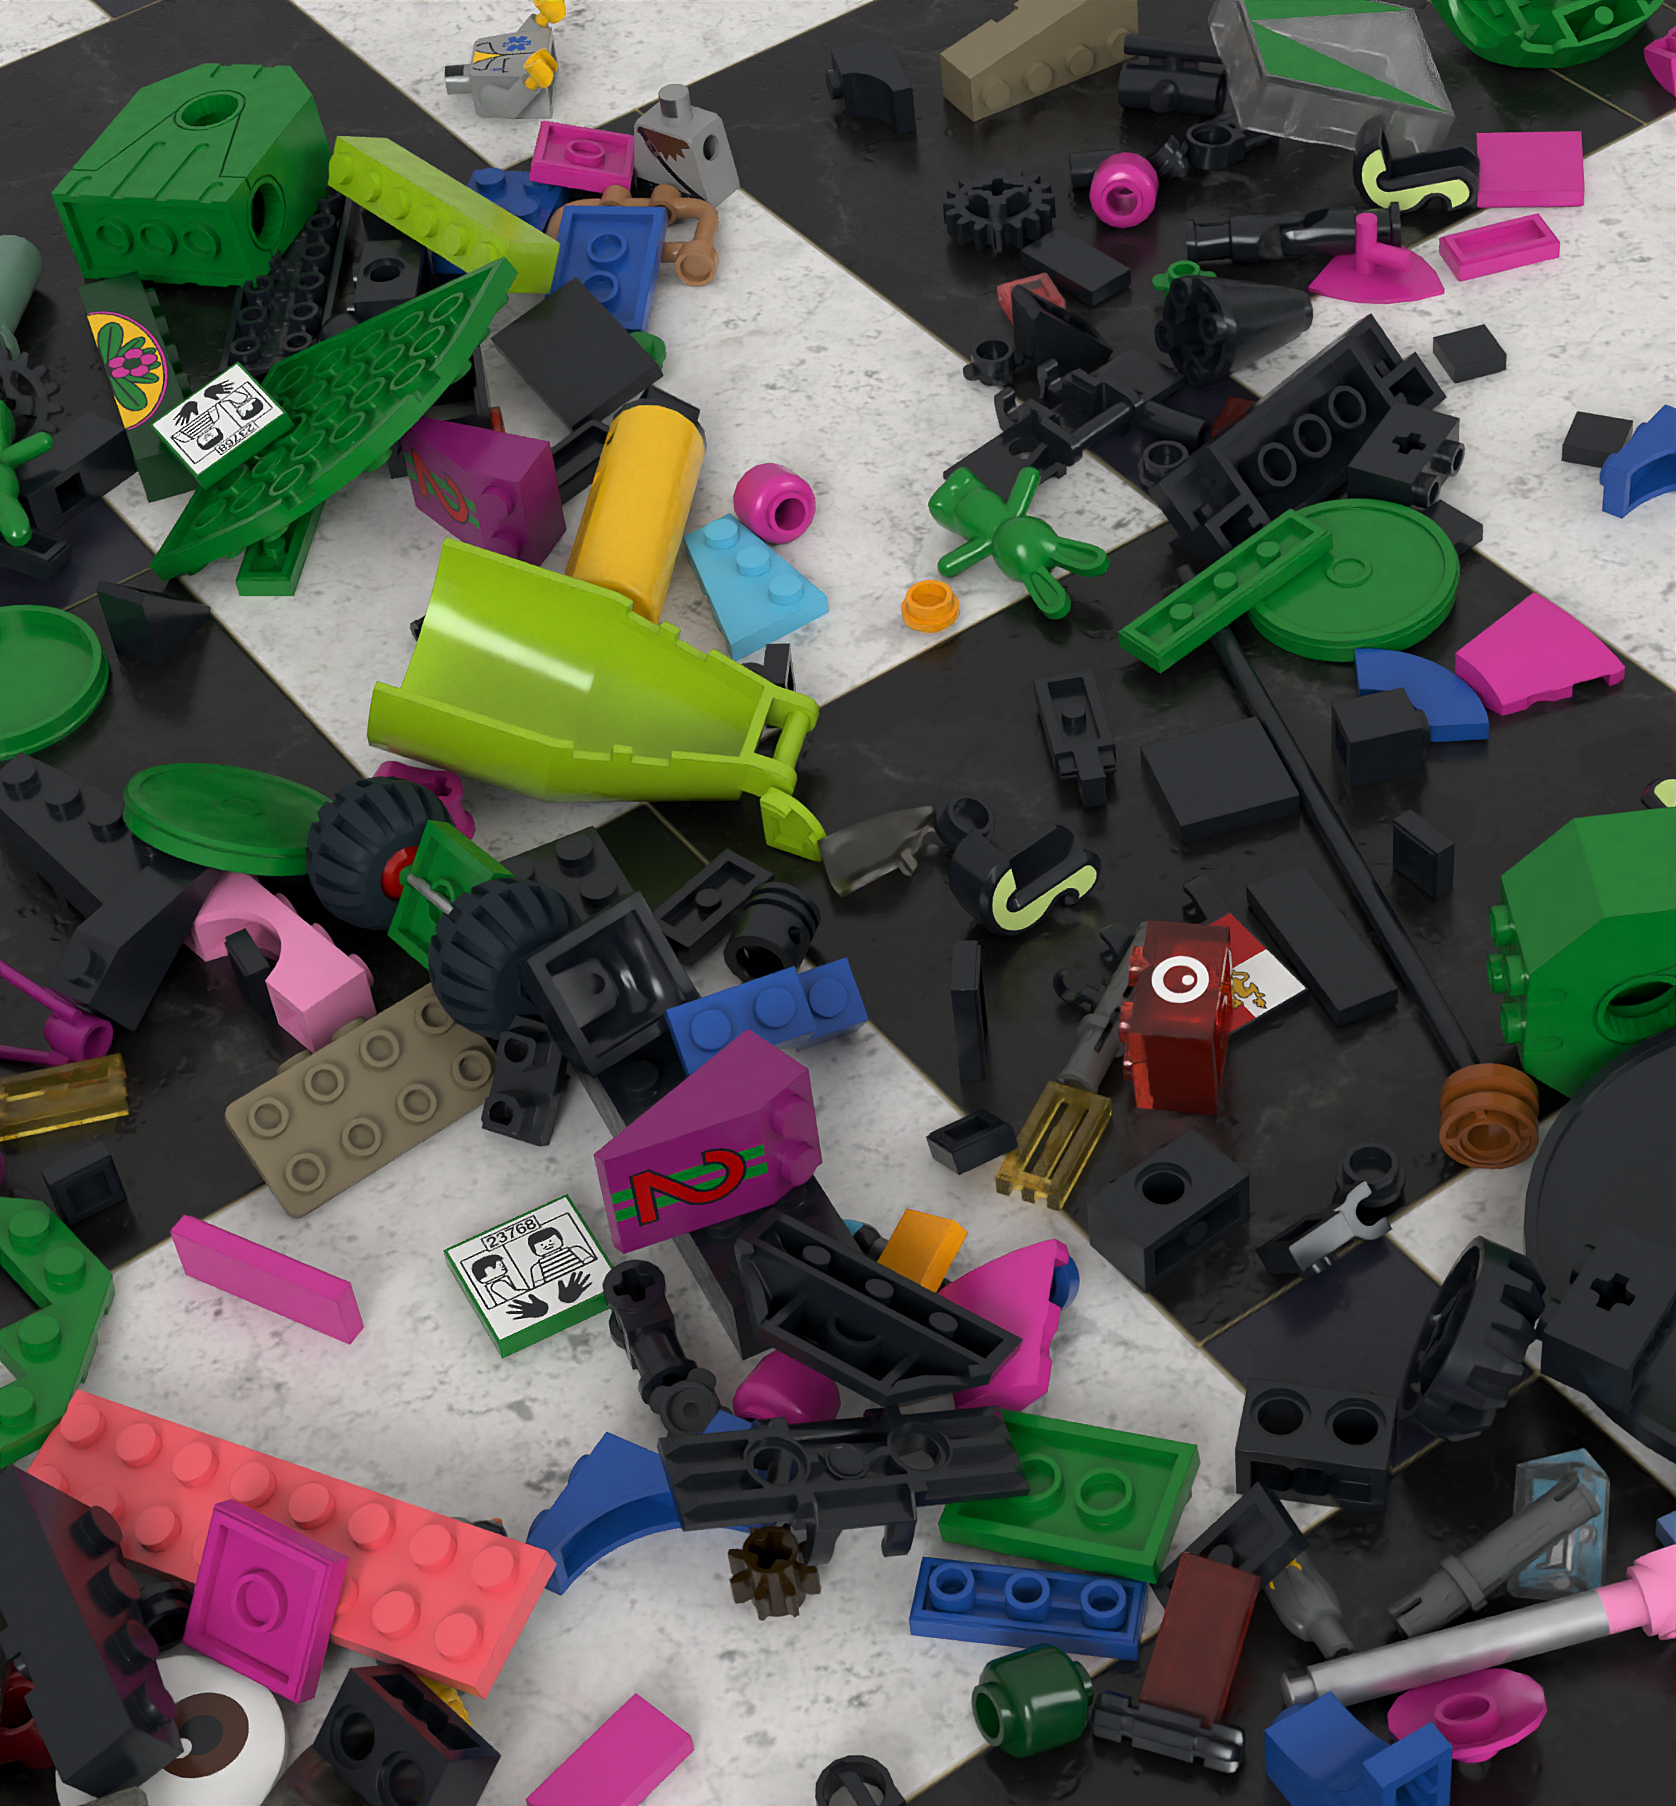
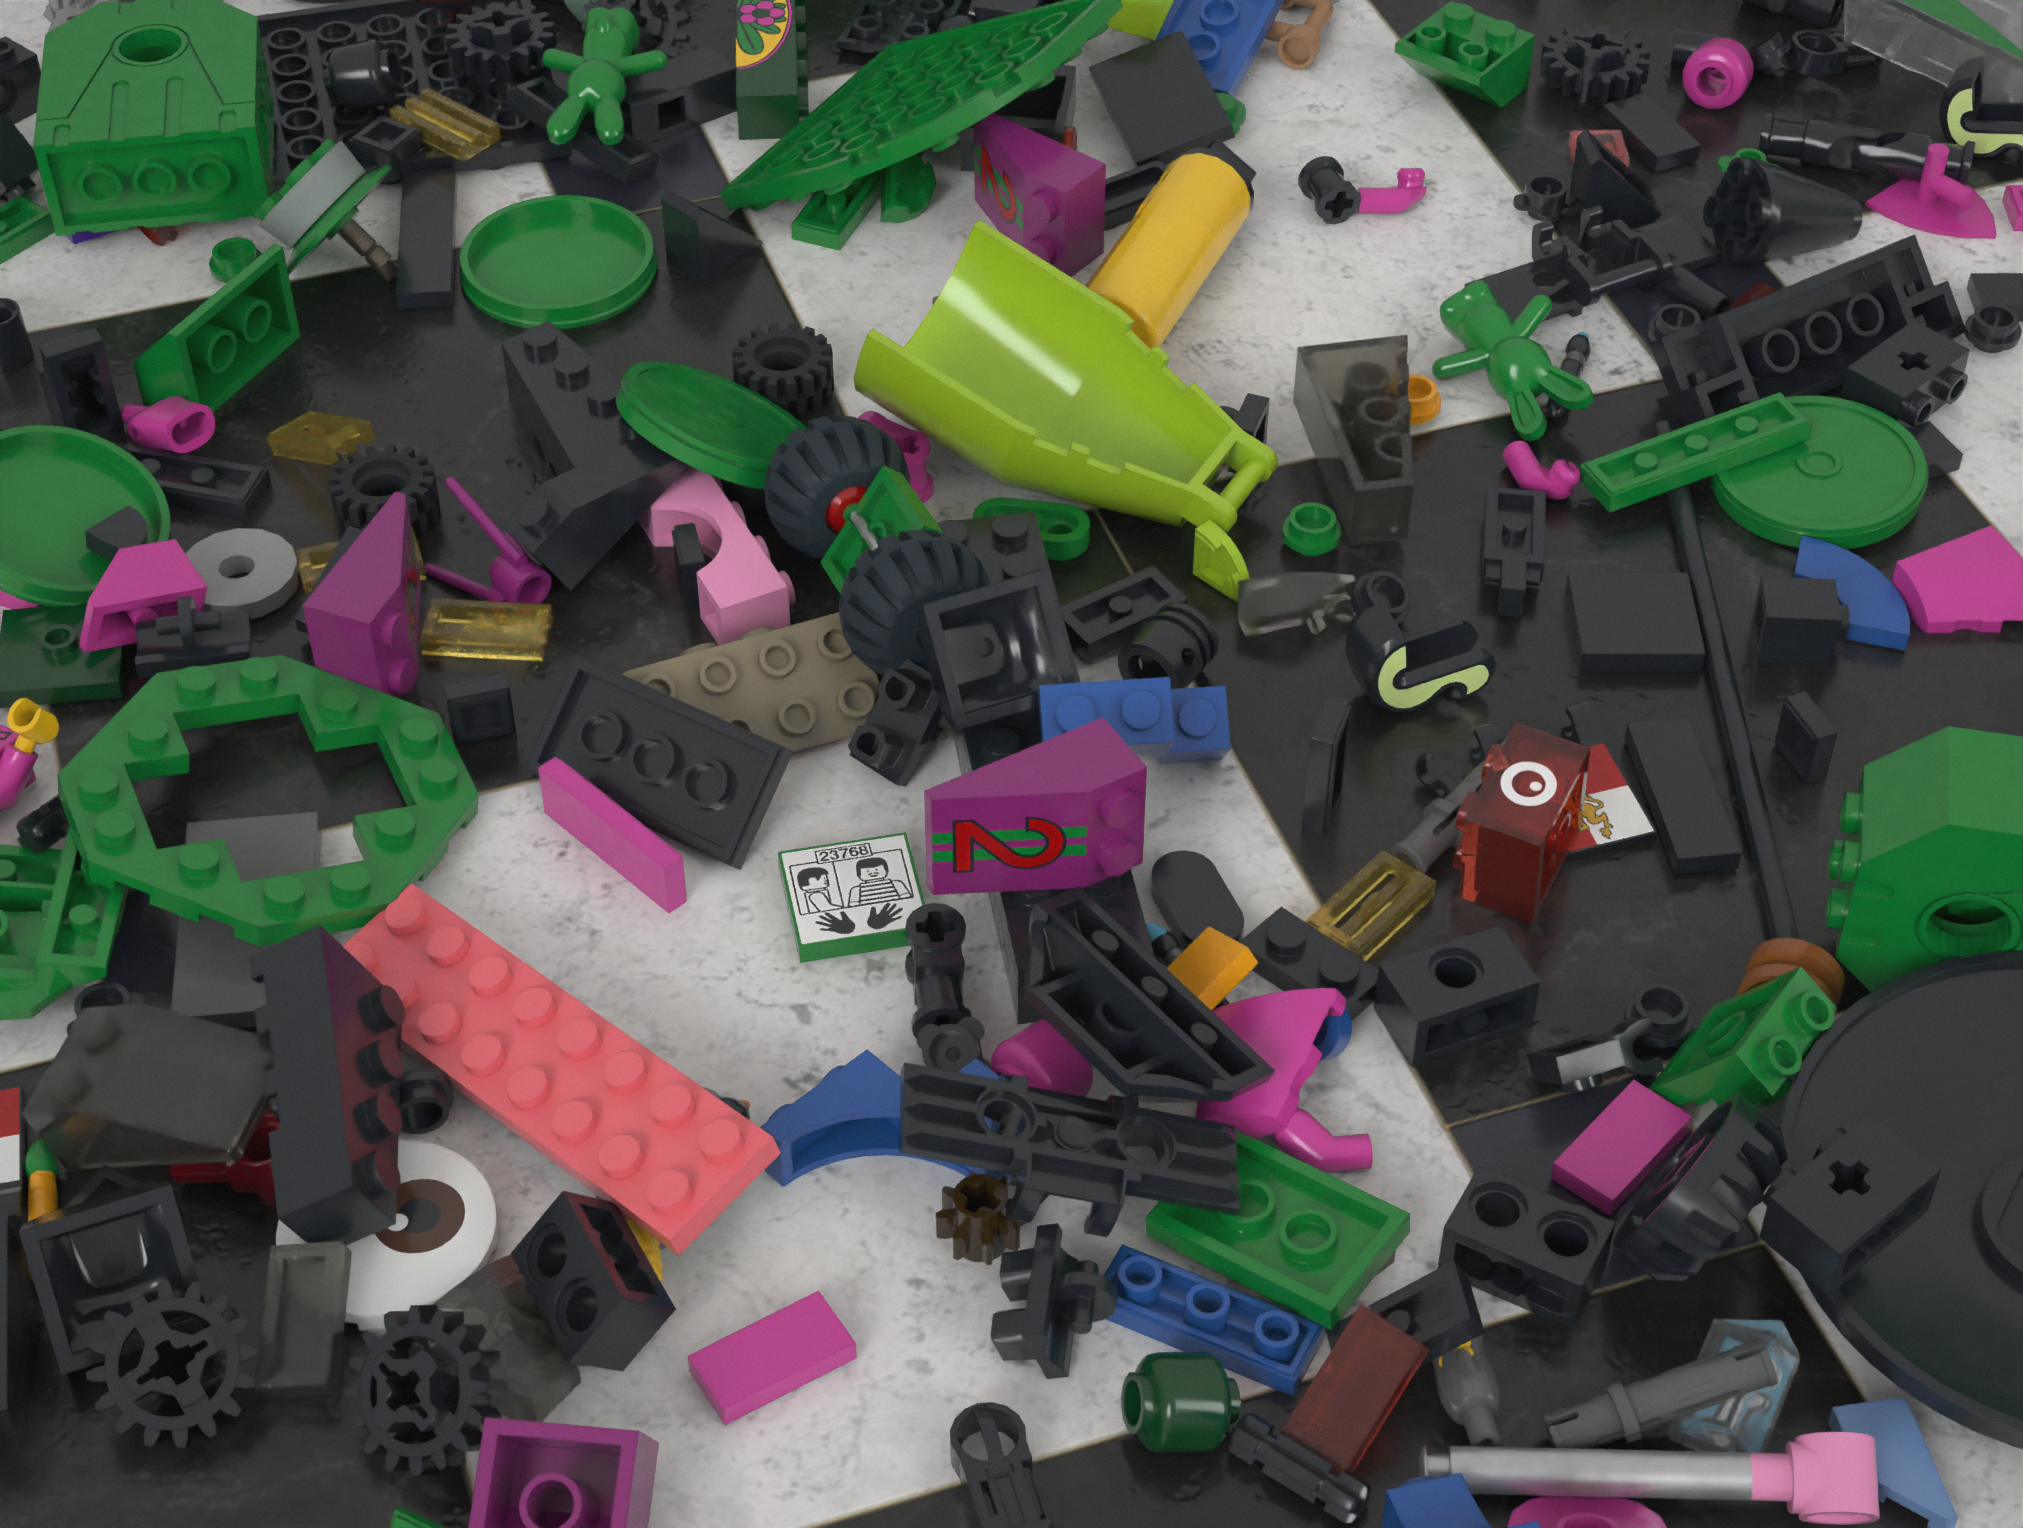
camera: 10 degrees right, 0 degrees up
(222, 425) = (820, 83): tile -> none
(265, 1600) = (510, 1111): dark pink tile -> none
(280, 717) = (786, 367): none -> black tyre
(294, 1187) = (663, 760): none -> black tile
(345, 517) = (906, 189): none -> green tile
(622, 830) = (1062, 526): none -> green plate
(749, 586) = (1249, 339): medium azure wing -> none
(769, 402) = (1325, 184): none -> black bush
(774, 503) = (1299, 272): dark pink head -> none
(845, 399) = (1397, 198): none -> dark pink arm
(872, 768) = (1311, 529): none -> green plate
(873, 229) = (1470, 53): none -> green slope
(879, 1182) = (1194, 897): none -> black tile
(882, 1631) = (1060, 1299): none -> black hips
(890, 655) = (1359, 429): none -> clear smoke wedge
(971, 1141) = (1292, 884): black tile -> none
(1013, 1215) = (1301, 957): none -> black plate
(1076, 517) = (1577, 354): none -> black piece
(1076, 656) = (1530, 475): none -> dark pink arm
(1082, 1403) = (1316, 1146): none -> dark pink arm
(1375, 1318) = (1621, 1147): none -> dark pink tile
(1466, 1183) = (1749, 1044): none -> green plate
(1472, 388) = (1993, 328): none -> black plate

